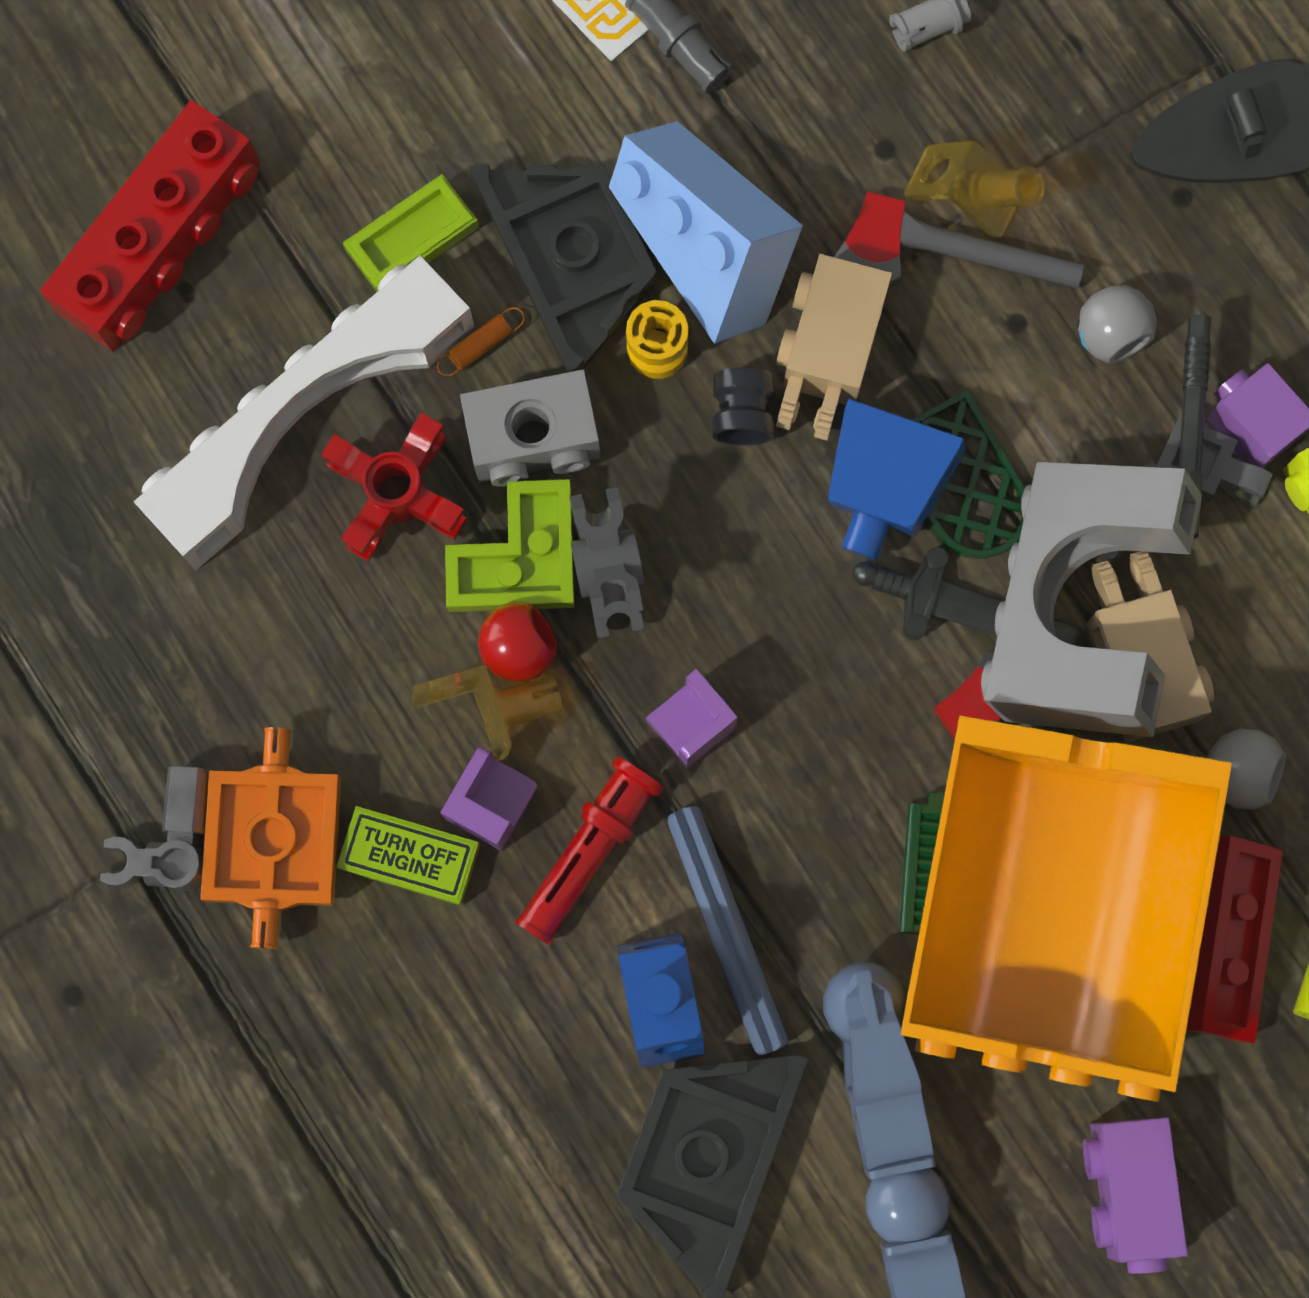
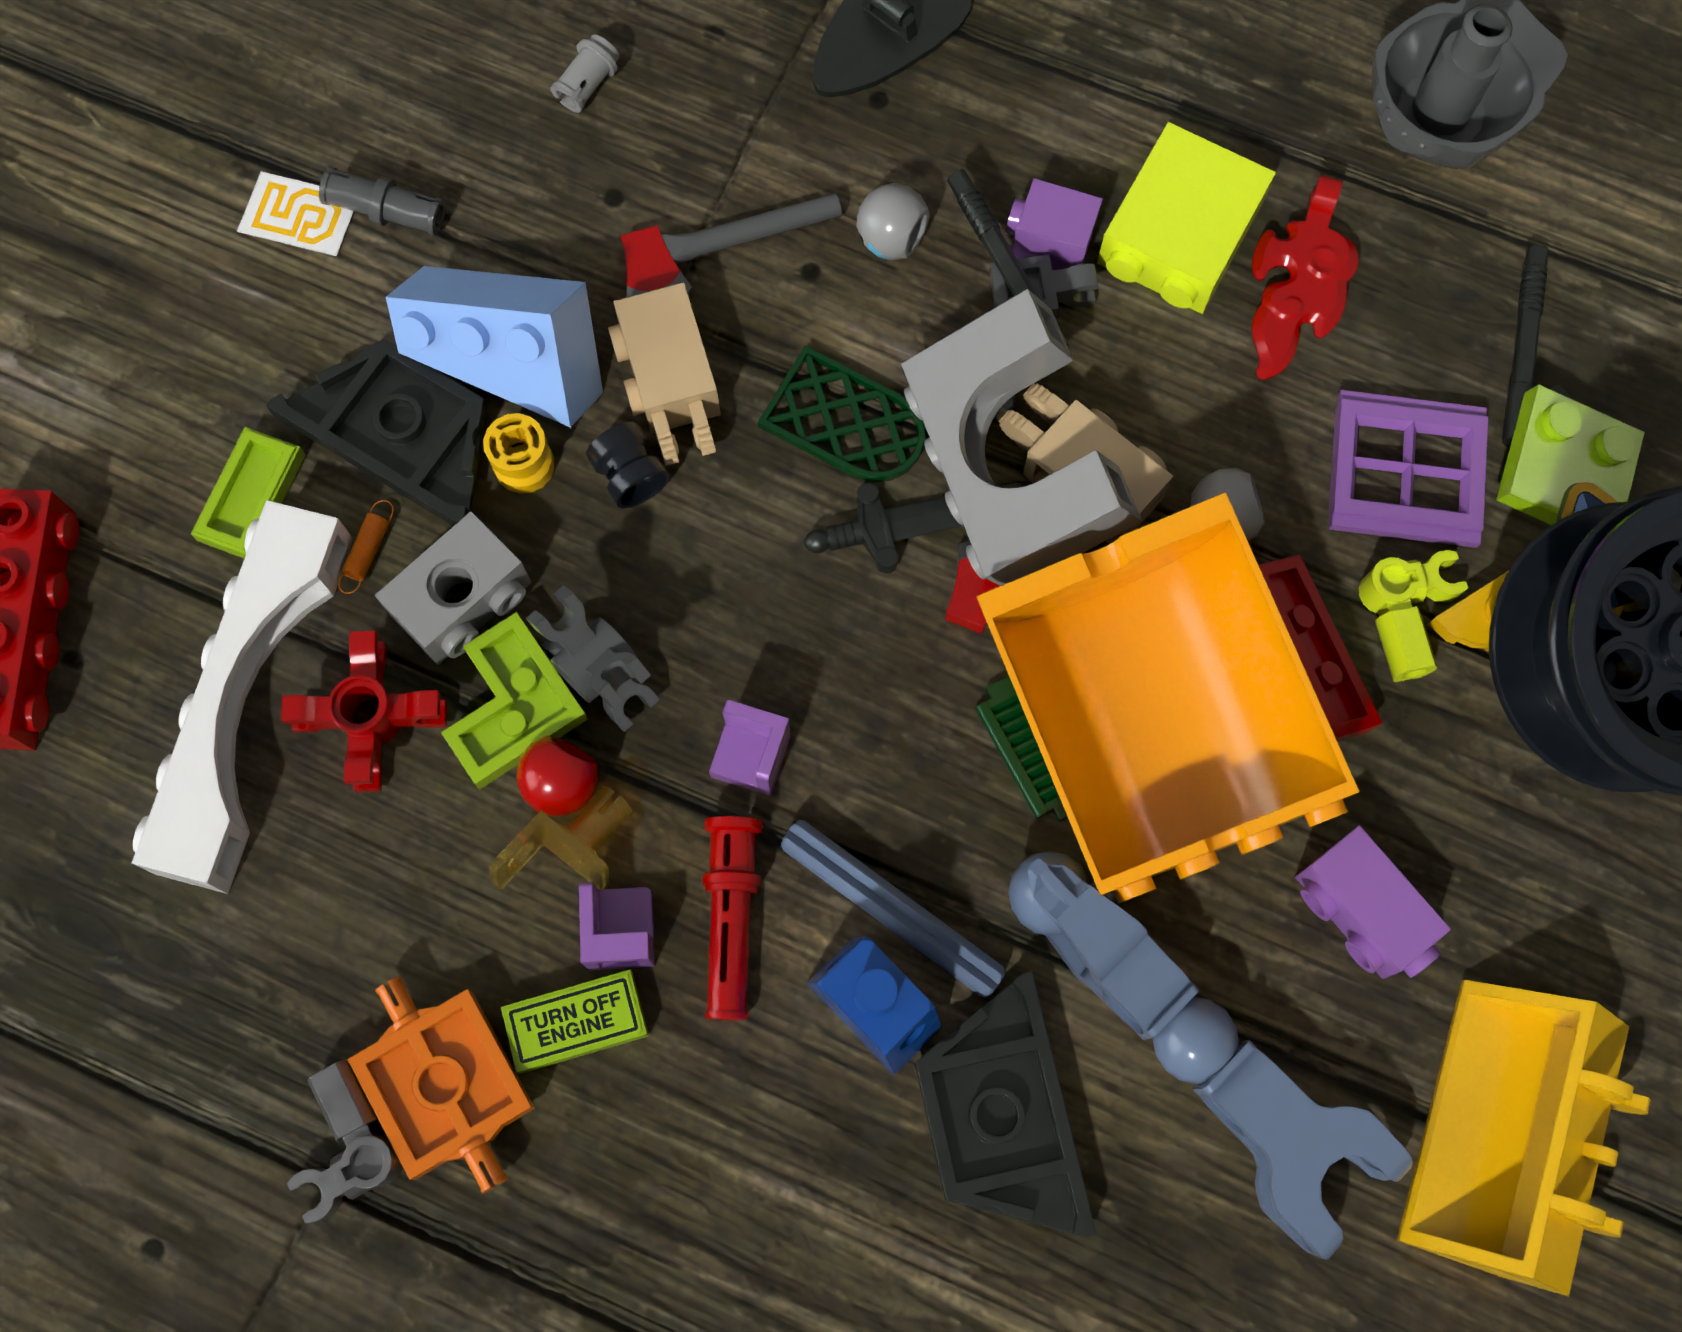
camera: 35 degrees left, 5 degrees down
(888, 475) = (785, 446): blue torso -> none
(976, 184) = (708, 177): clear yellow bracket -> none

